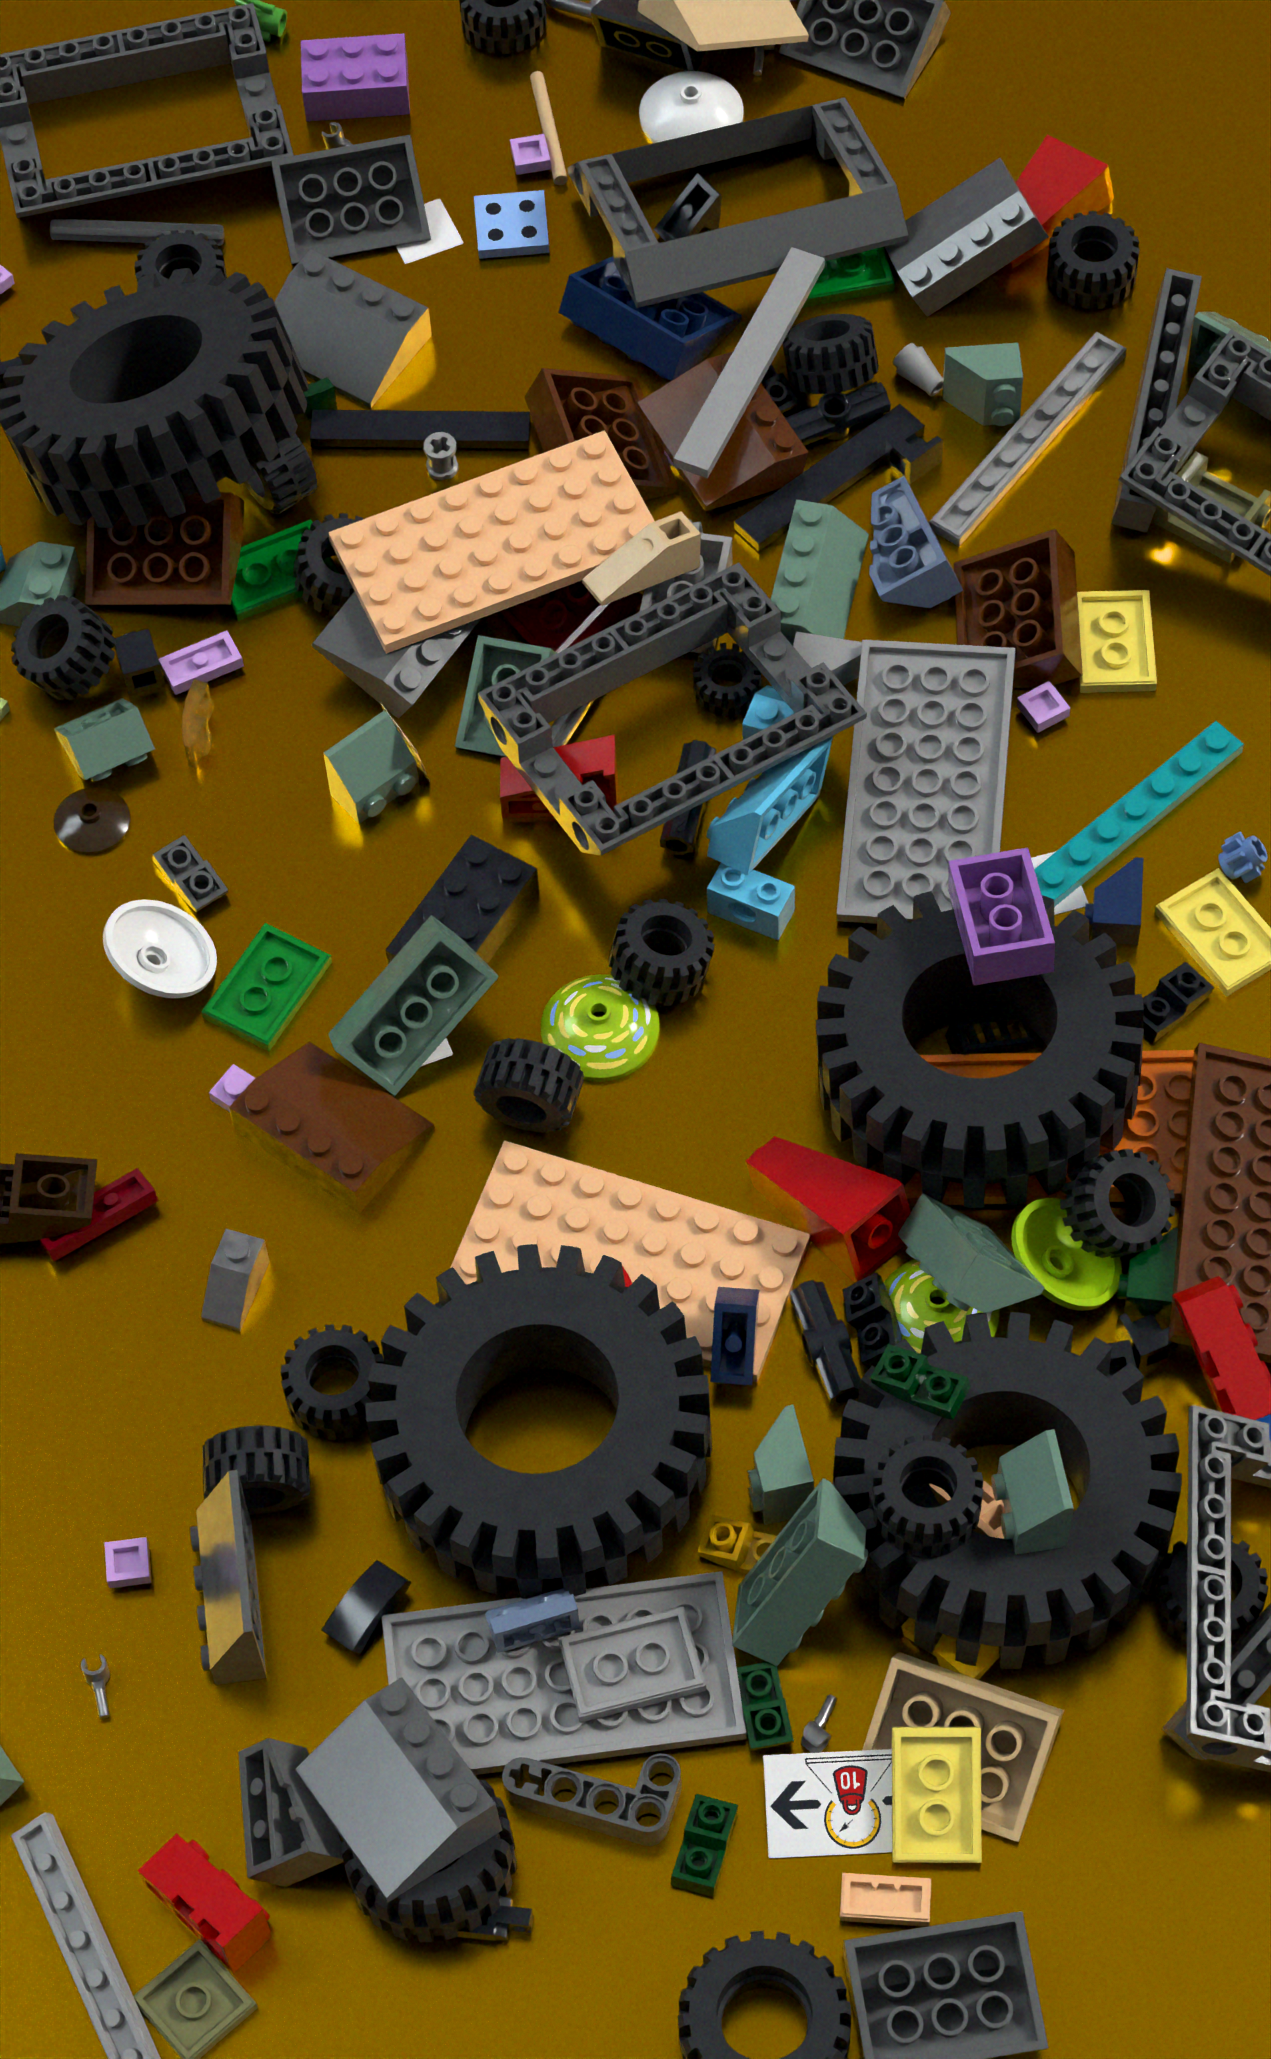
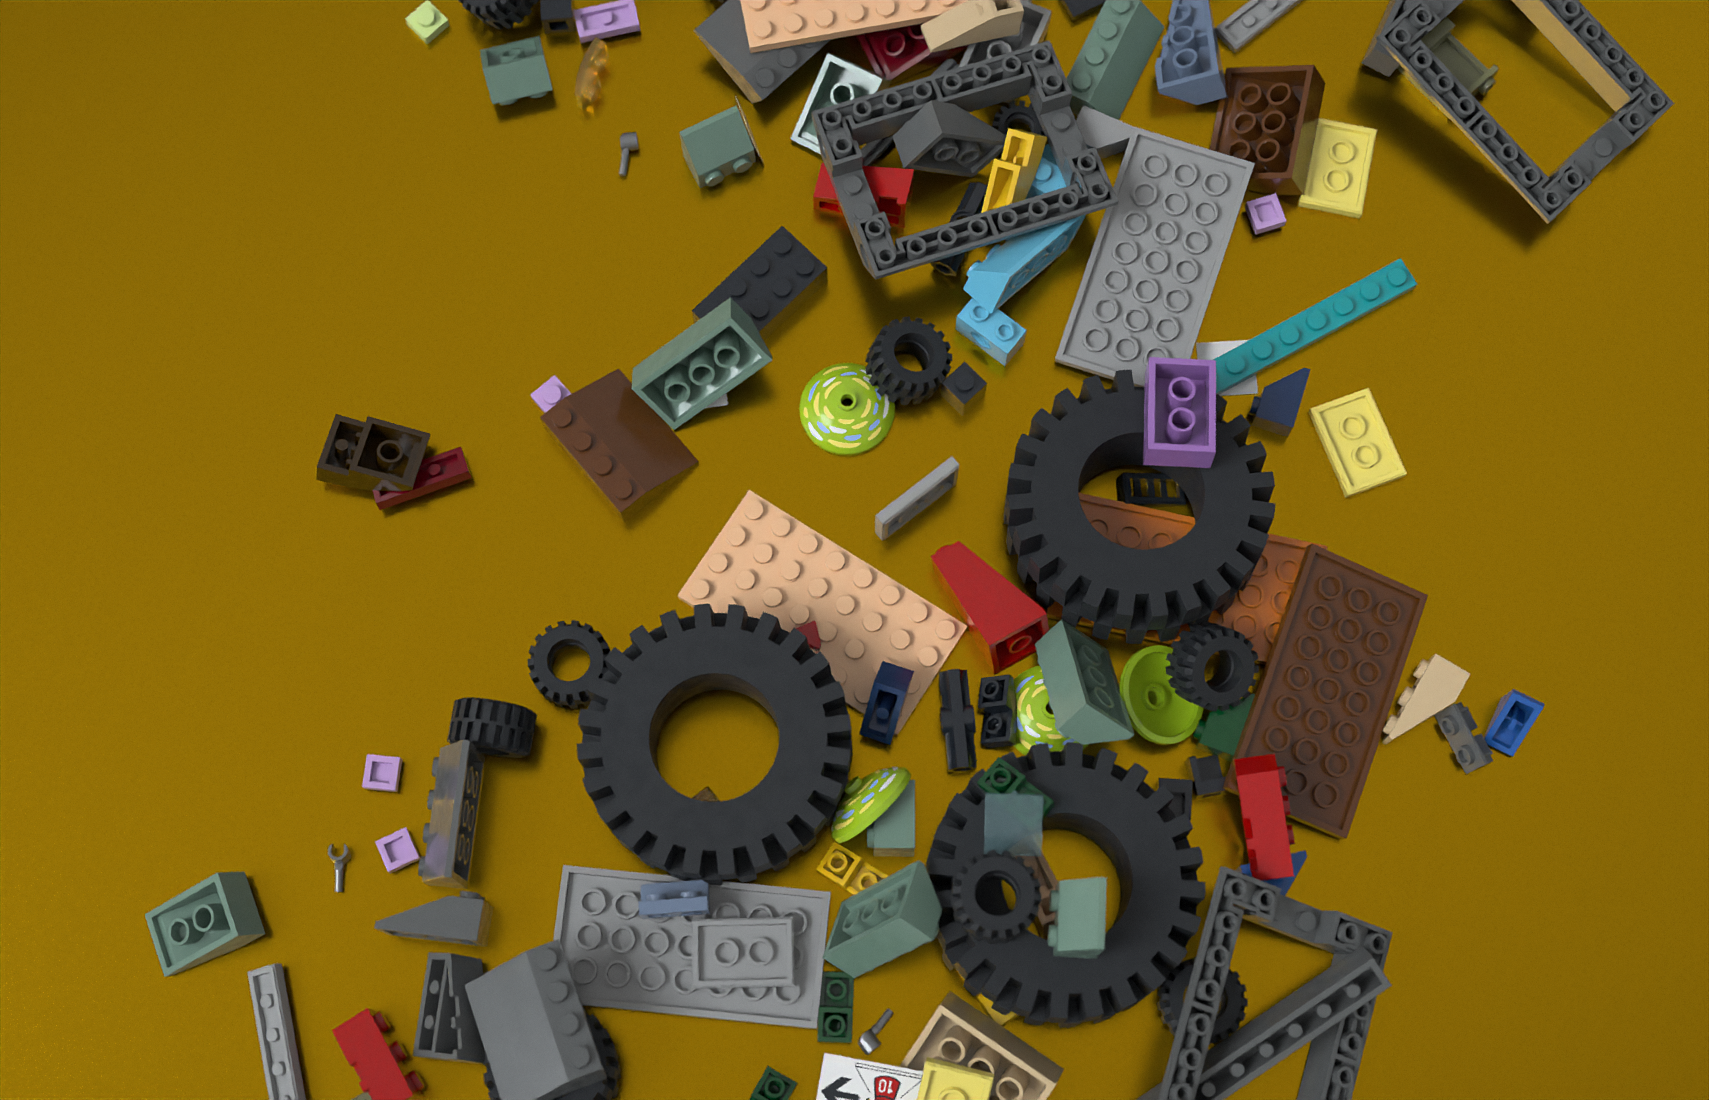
camera: 10 degrees right, 15 degrees up
(96, 832) = (494, 149): dark brown dish -> none
(159, 948) = (524, 254): white dish -> none
(169, 1647) = (397, 850): none -> lavender plate
(189, 874) = (557, 202): dark grey slope -> none
(234, 1279) = (514, 559): flat silver slope -> none
(244, 1710) = (448, 919): none -> dark grey slope
(260, 790) = (628, 142): none -> flat silver hand
(266, 987) = (596, 313): green tile -> none
(364, 1604) = (553, 851): black slope -> none
(528, 1085) = (776, 453): black tyre -> none
(592, 1791) = (686, 1047): dark grey beam -> none
(648, 697) = (947, 141): none -> dark grey slope
(711, 1100) = (916, 498): none -> light grey tile
(735, 706) = (1015, 170): none -> yellow slope
(735, 970) = (963, 388): none -> black brick
(738, 1444) = (867, 800): none -> lime dish
(927, 1407) = (1013, 823): none -> clear light blue piece
(1173, 1000) = (1302, 493): black slope -> none
(1242, 857) = (1390, 384): medium blue gear -> none

